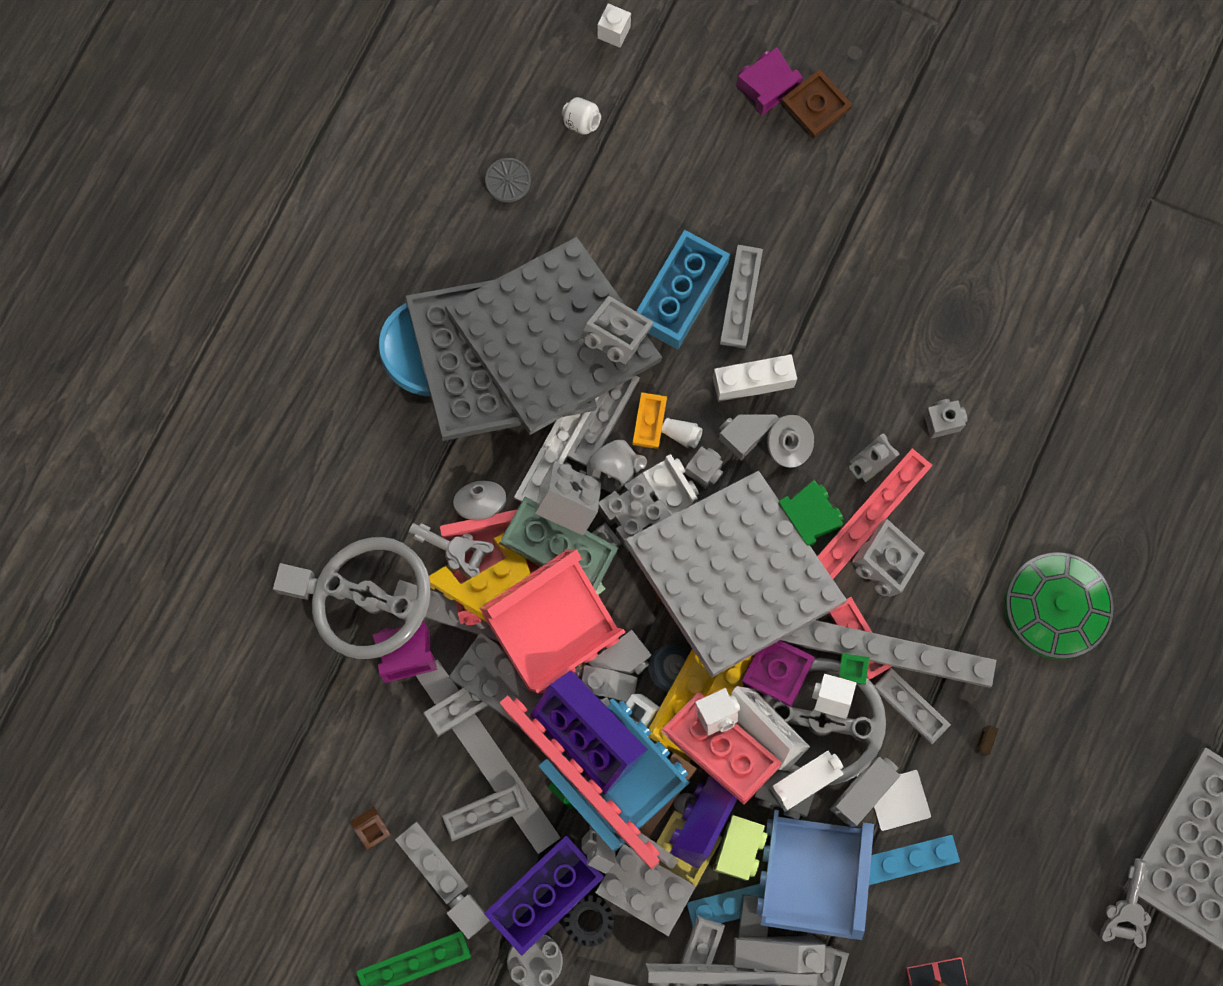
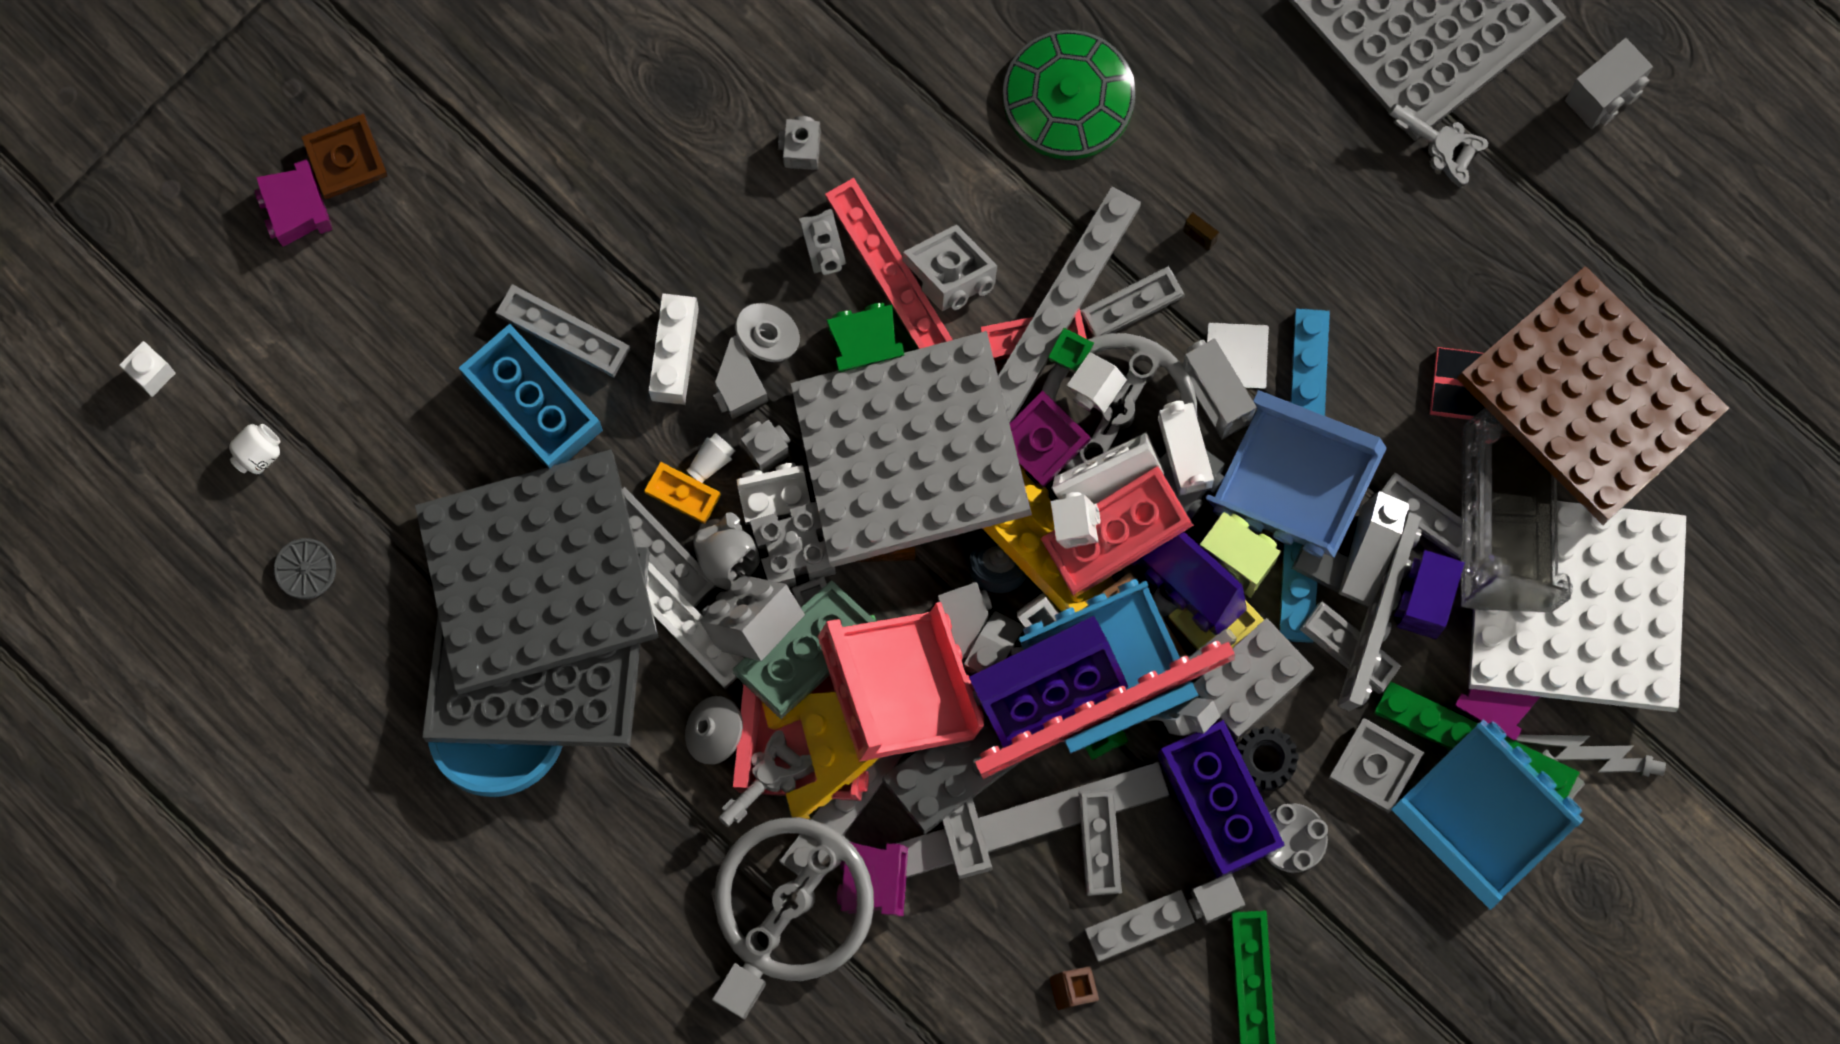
camera: 70 degrees left, 0 degrees up
(616, 330) = (563, 490): light grey plate -> none

